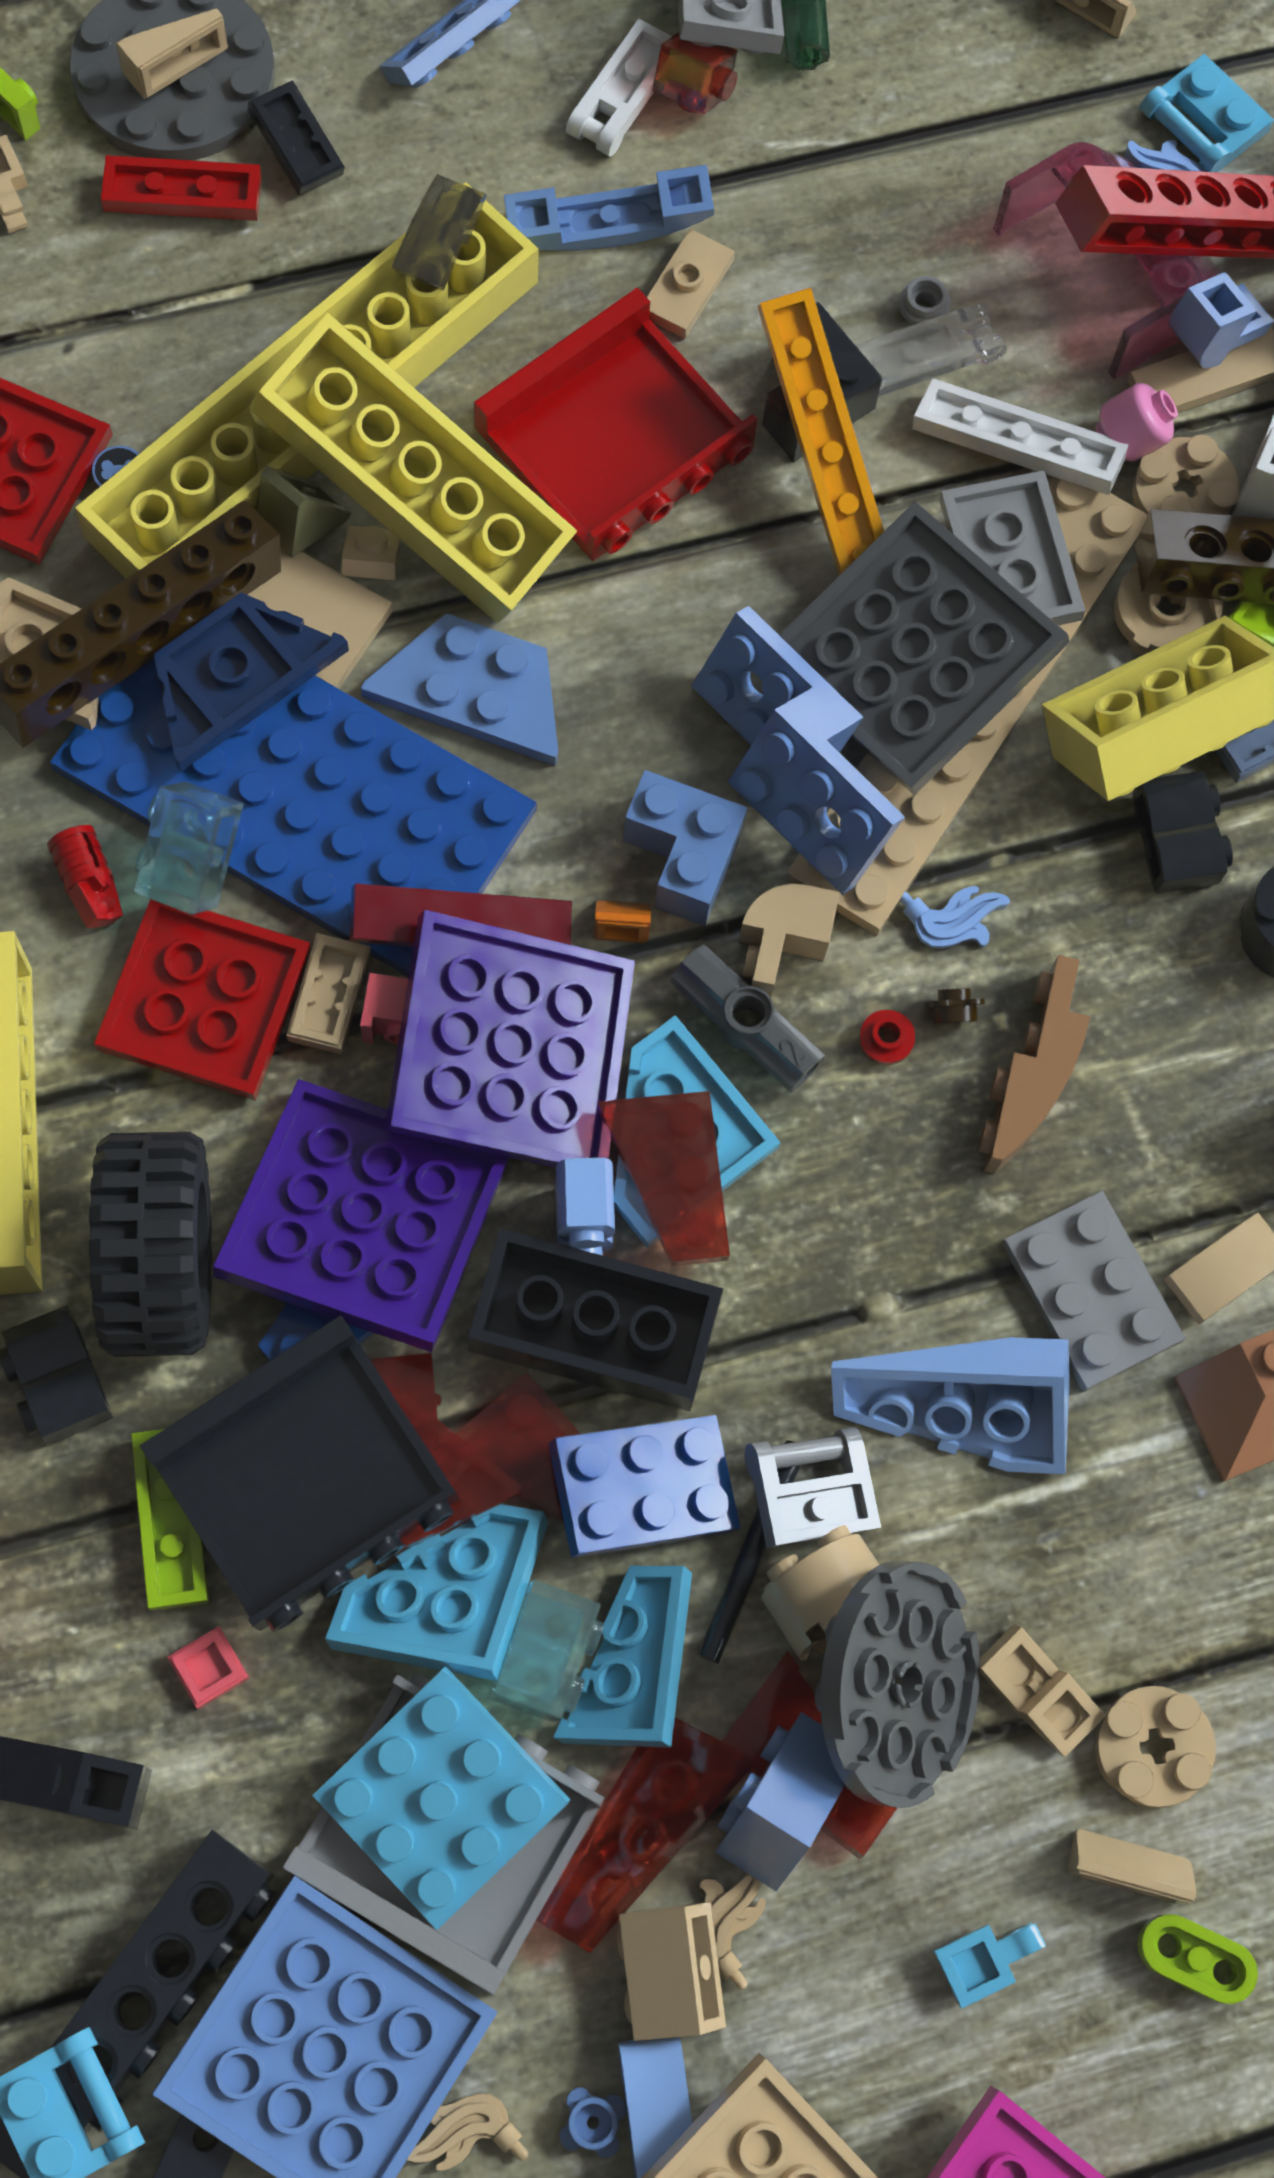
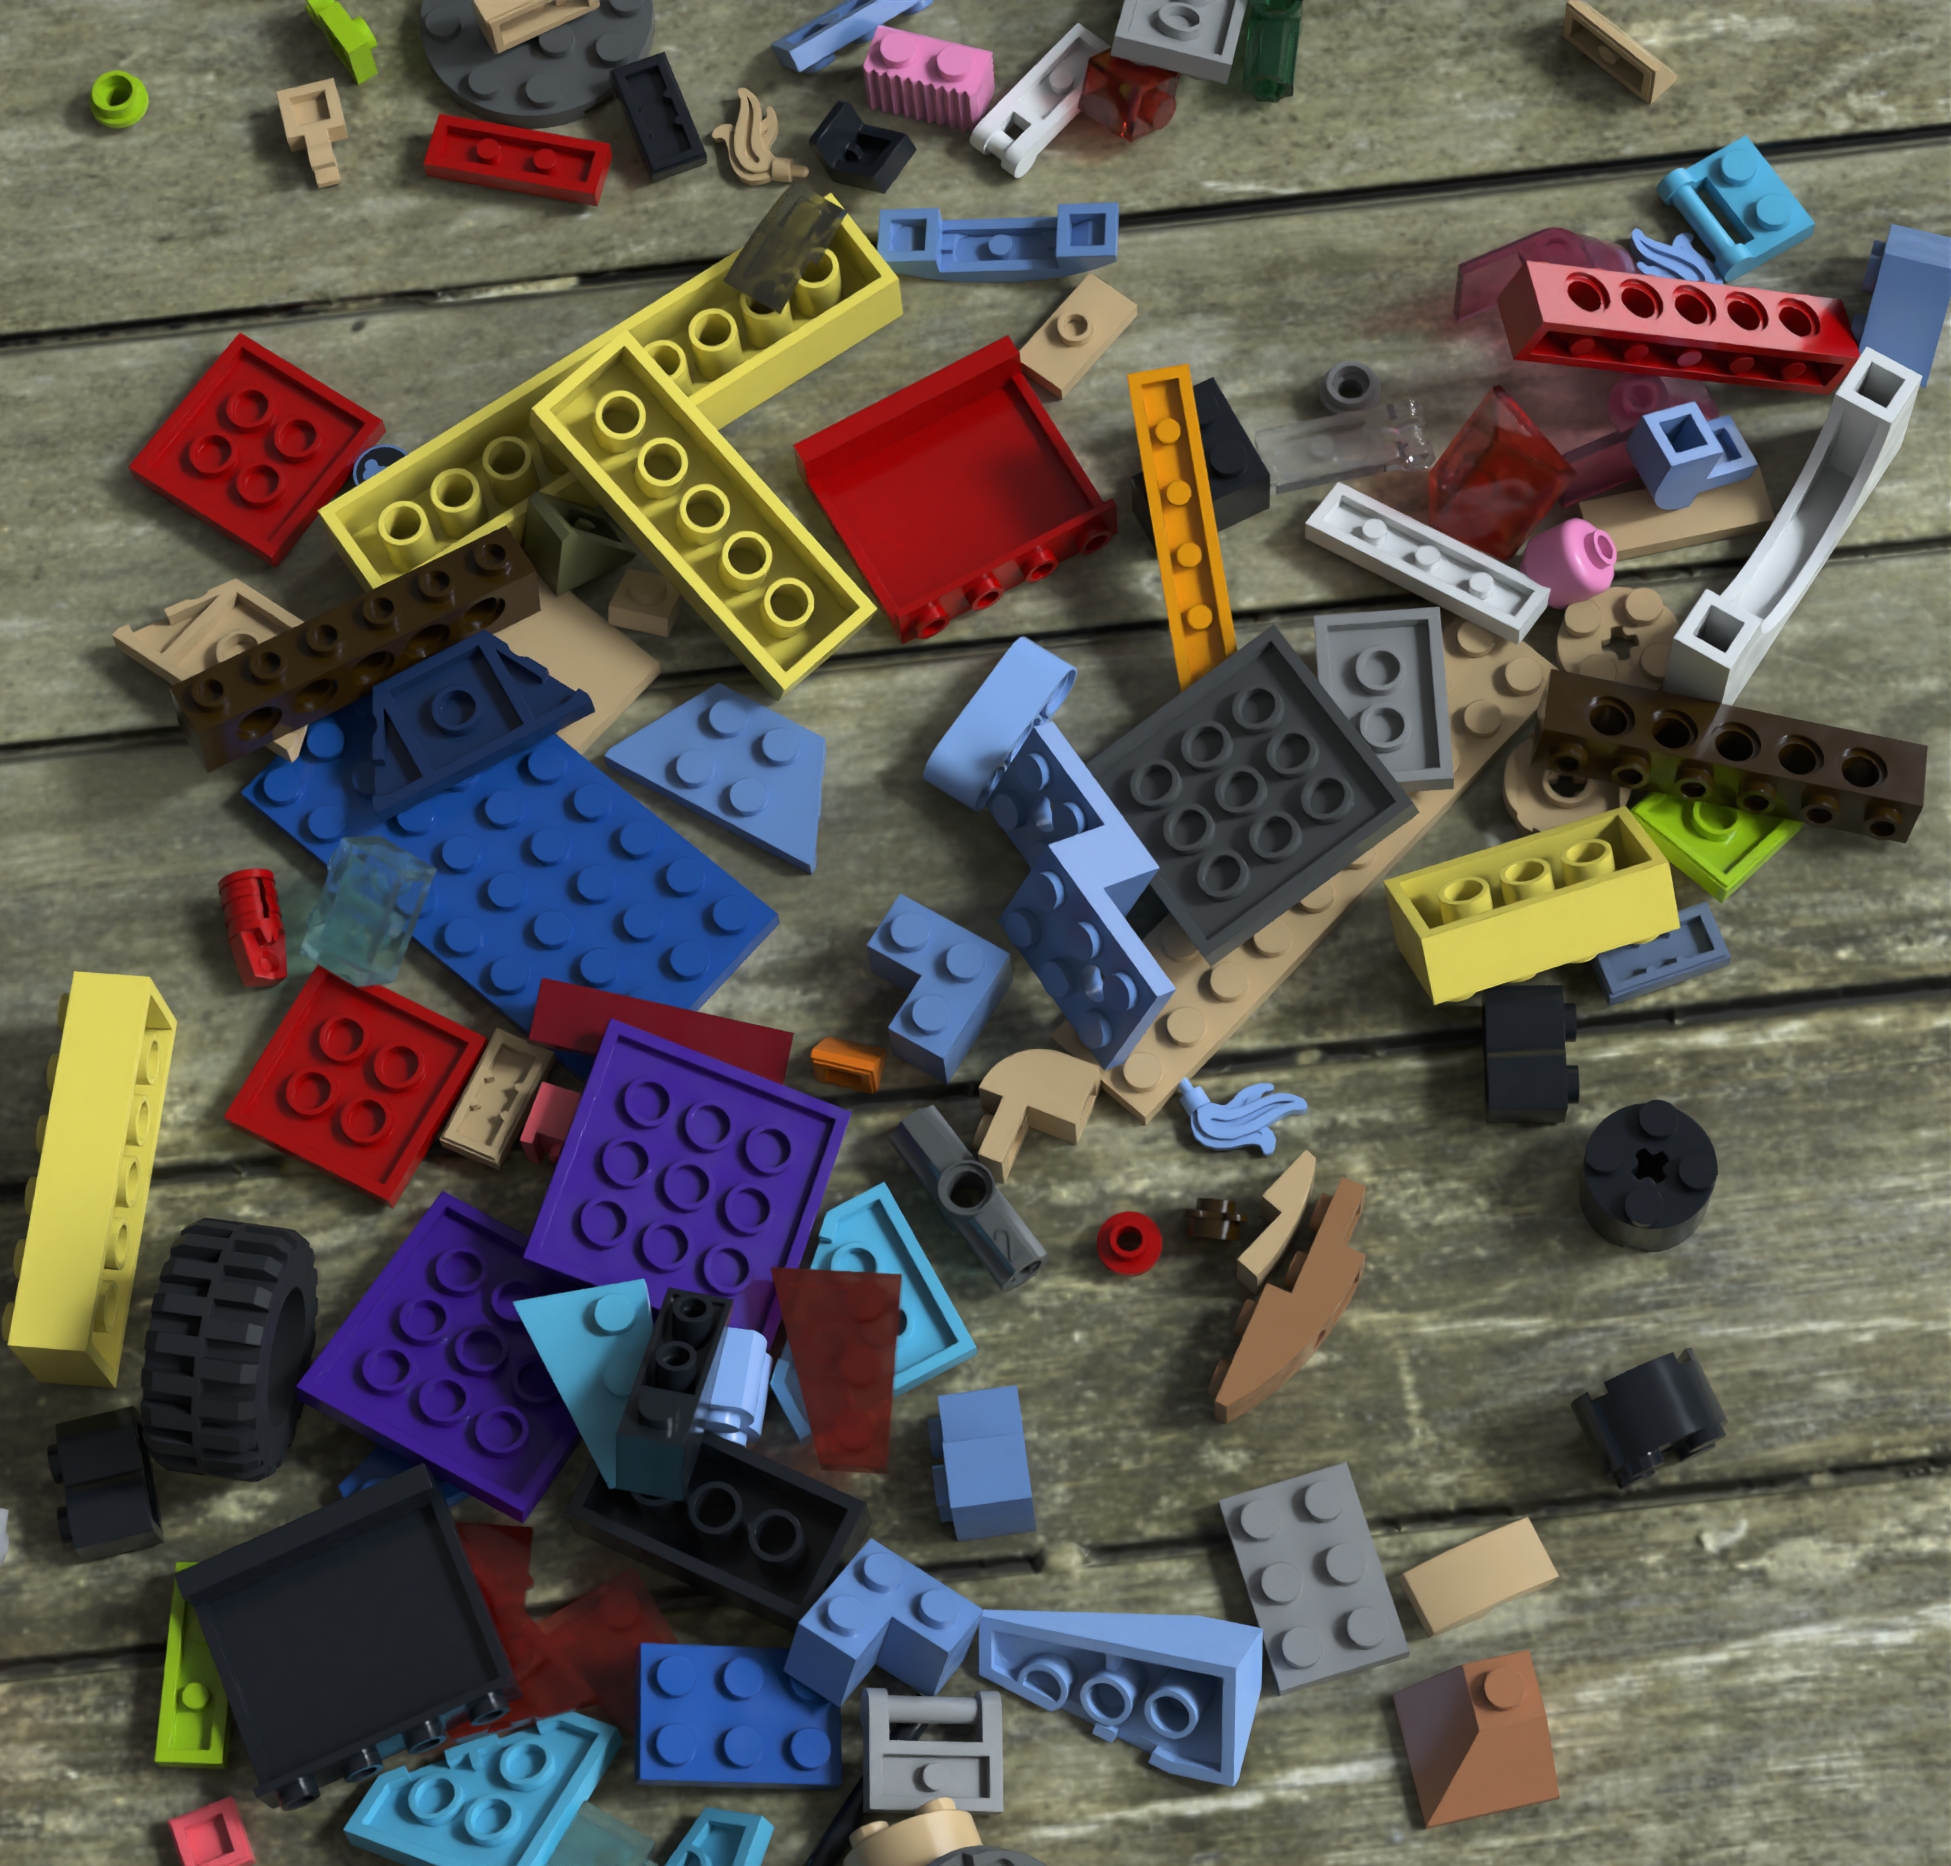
camera: 25 degrees right, 5 degrees down
(379, 151) = (751, 144): none -> tan piece
(476, 149) = (860, 152): none -> black bracket
(483, 1213) = (593, 1354): none -> medium azure wing
(522, 79) = (928, 78): none -> bright pink brick
(551, 1223) = (672, 1395): none -> black slope
(692, 617) = (991, 729): none -> light blue beam
(757, 1382) = (883, 1616): none -> medium blue brick
(810, 1238) = (986, 1465): none -> medium blue brick
(1011, 992) = (1285, 1209): none -> tan slope
(1065, 357) = (1496, 478): none -> clear red slope

